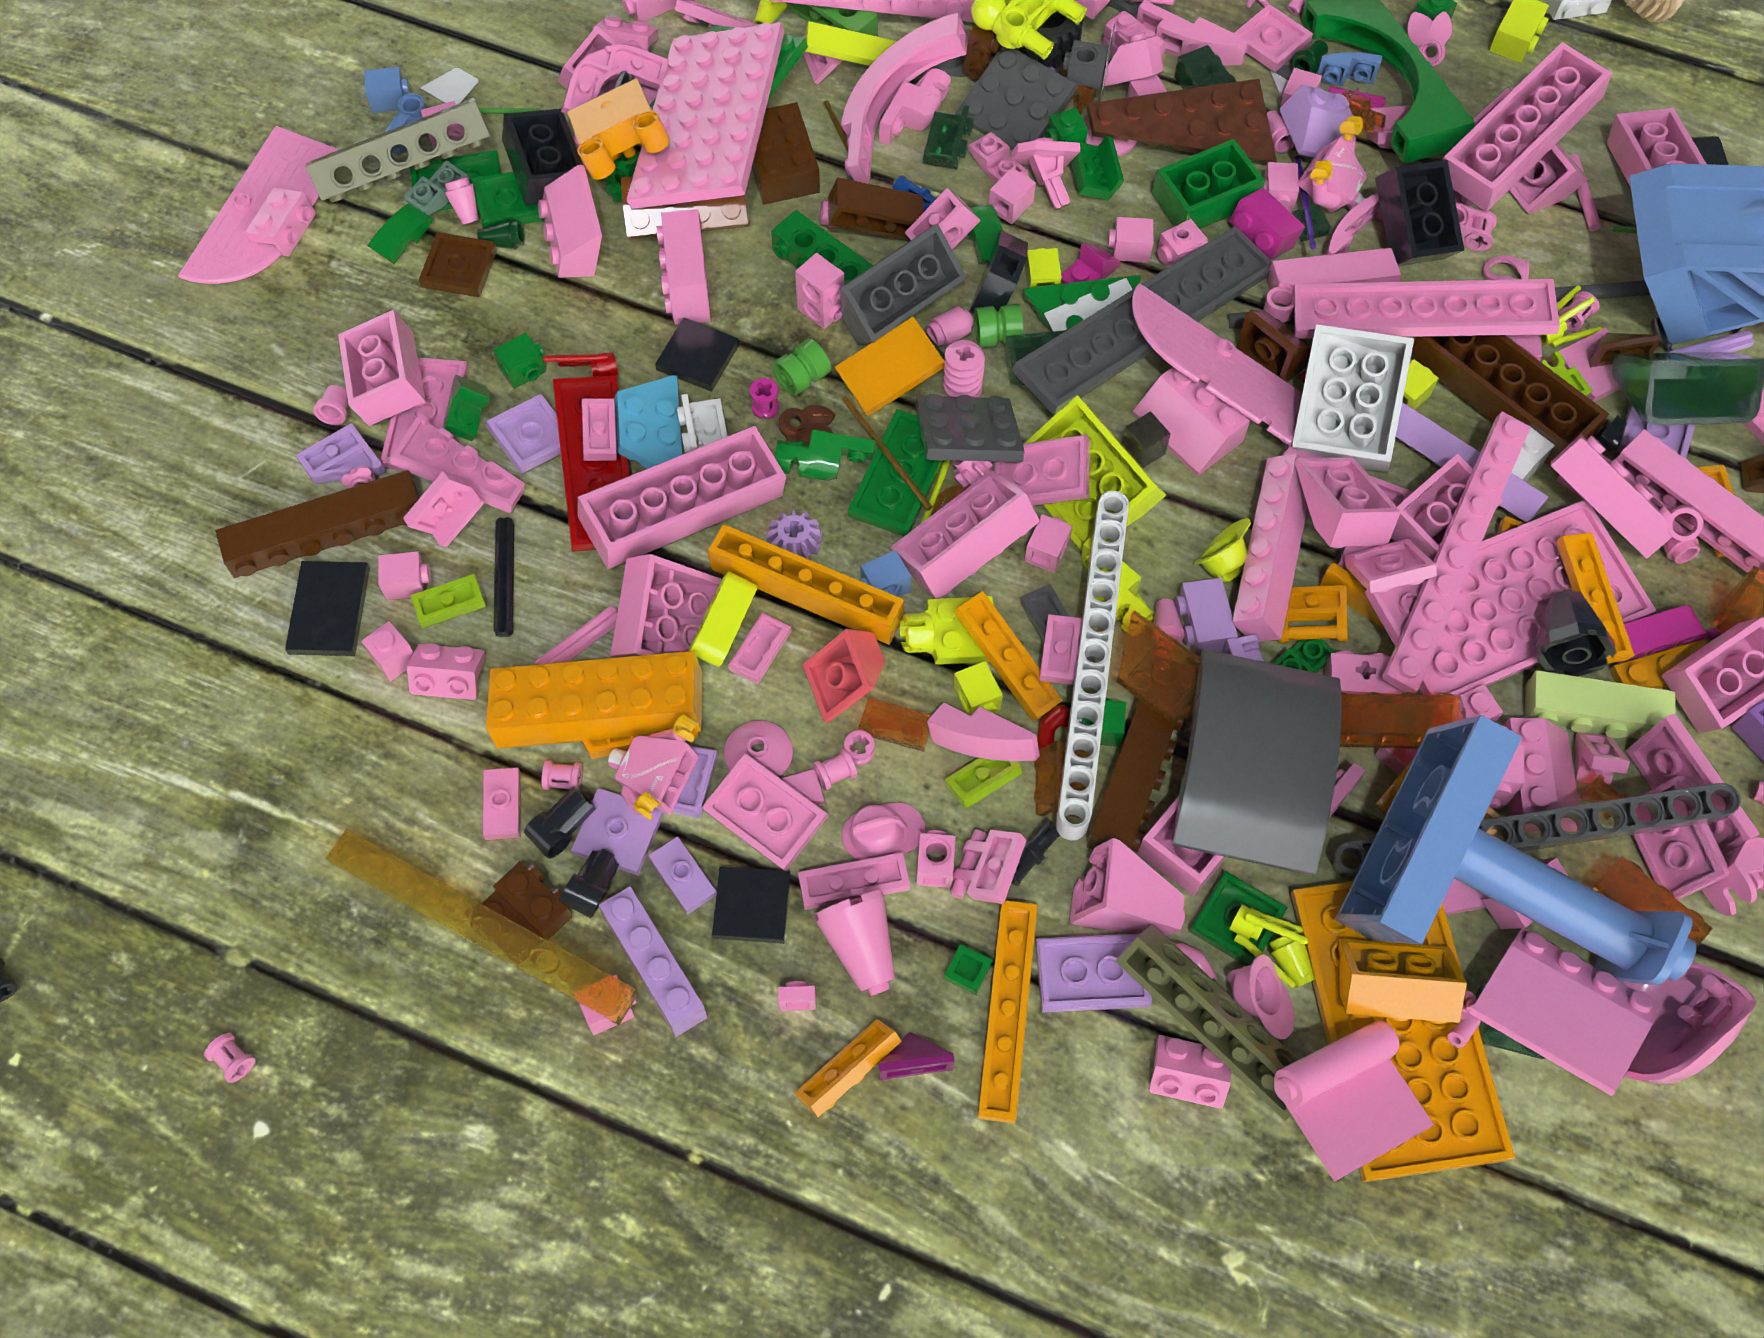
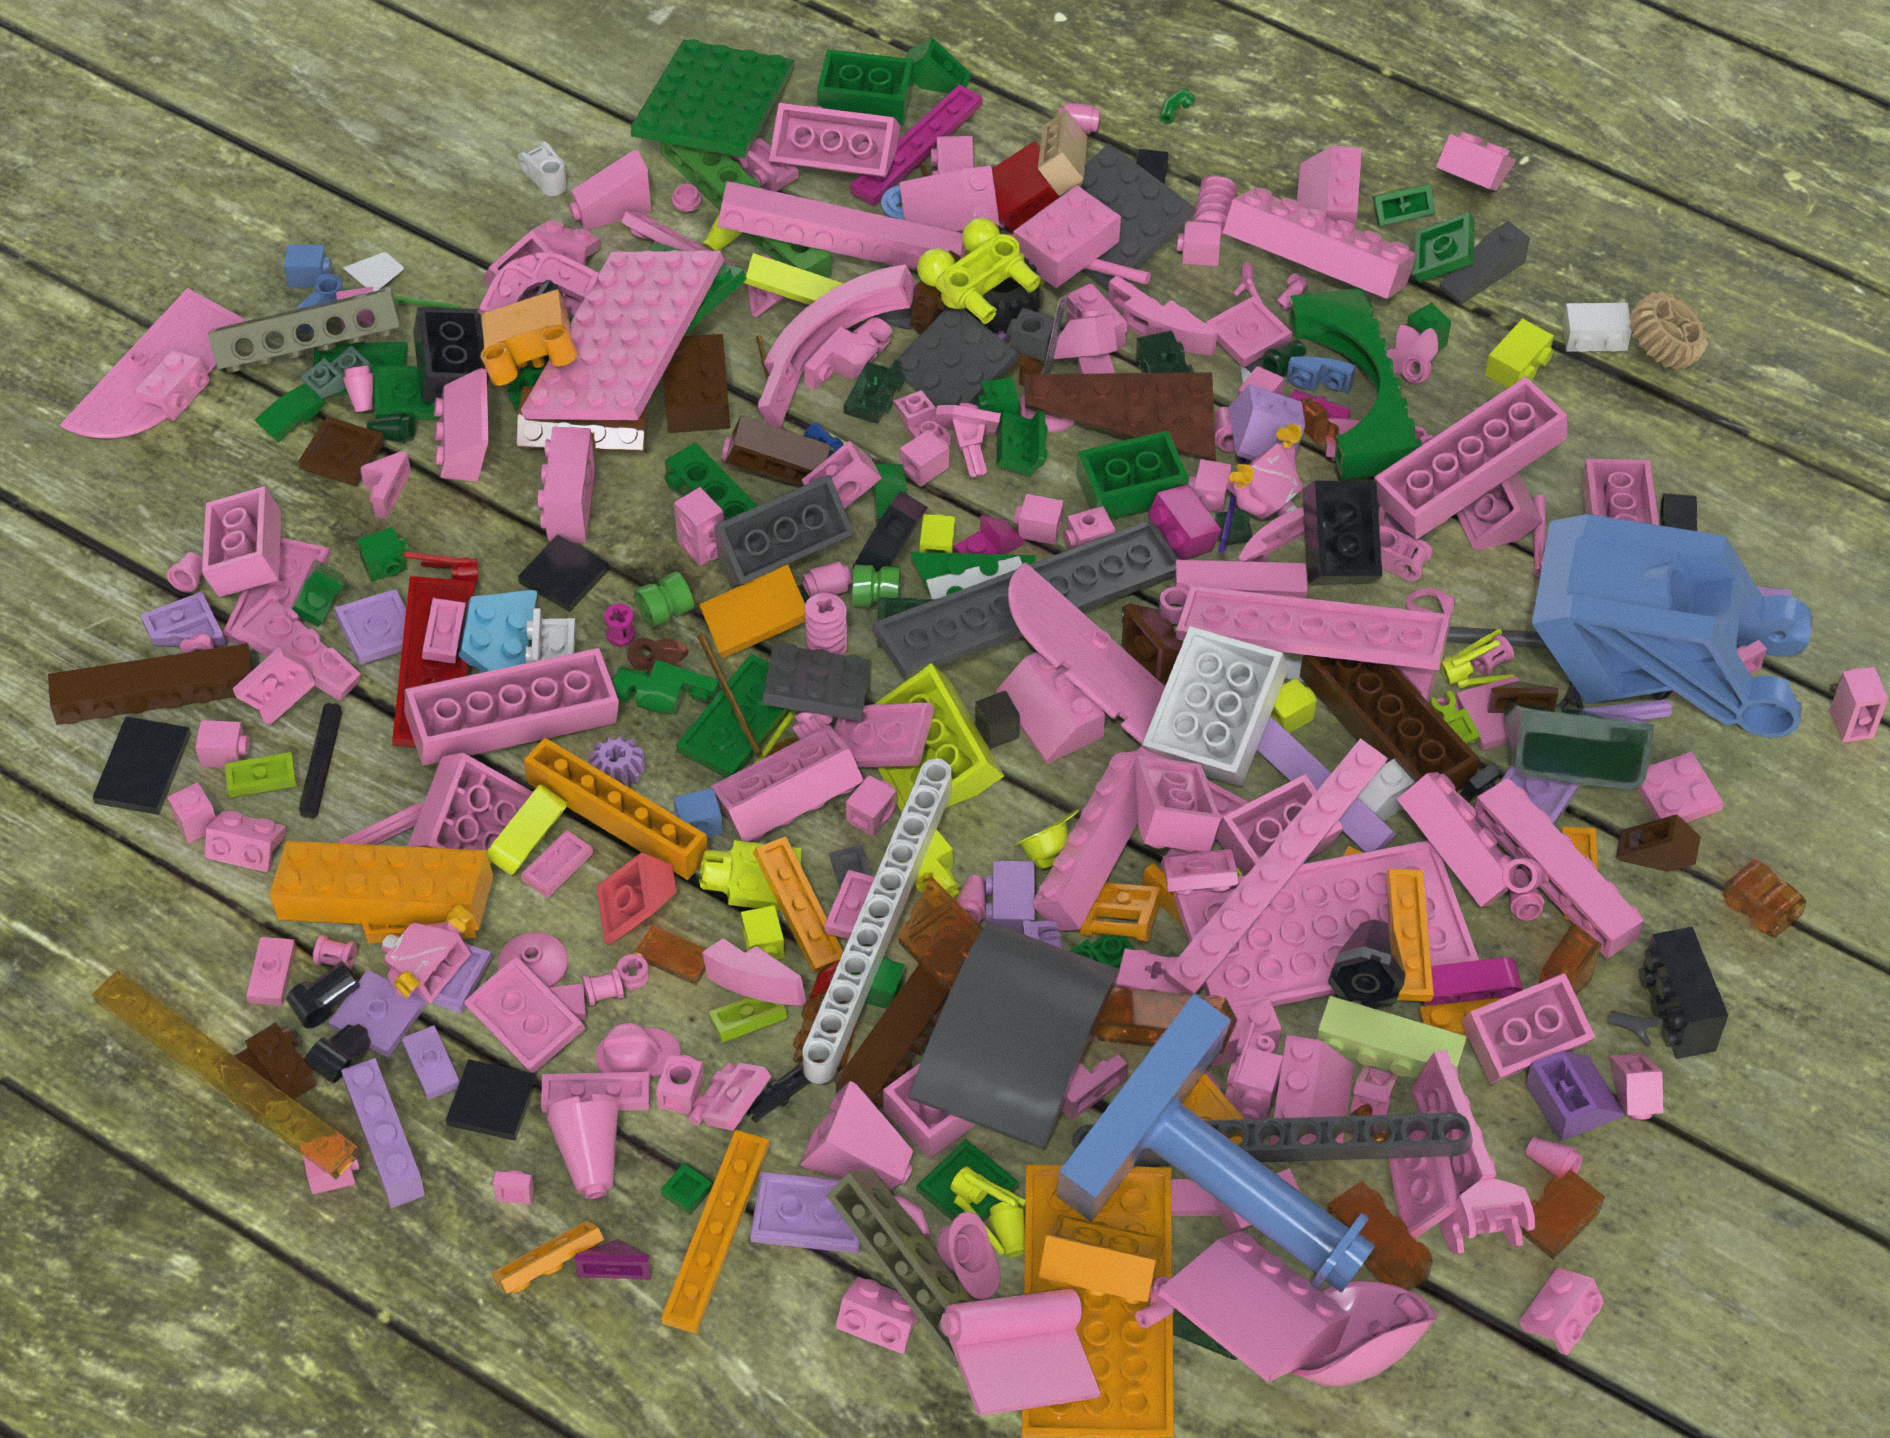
camera: 10 degrees right, 10 degrees down
(508, 287) = (386, 480): none -> bright pink slope

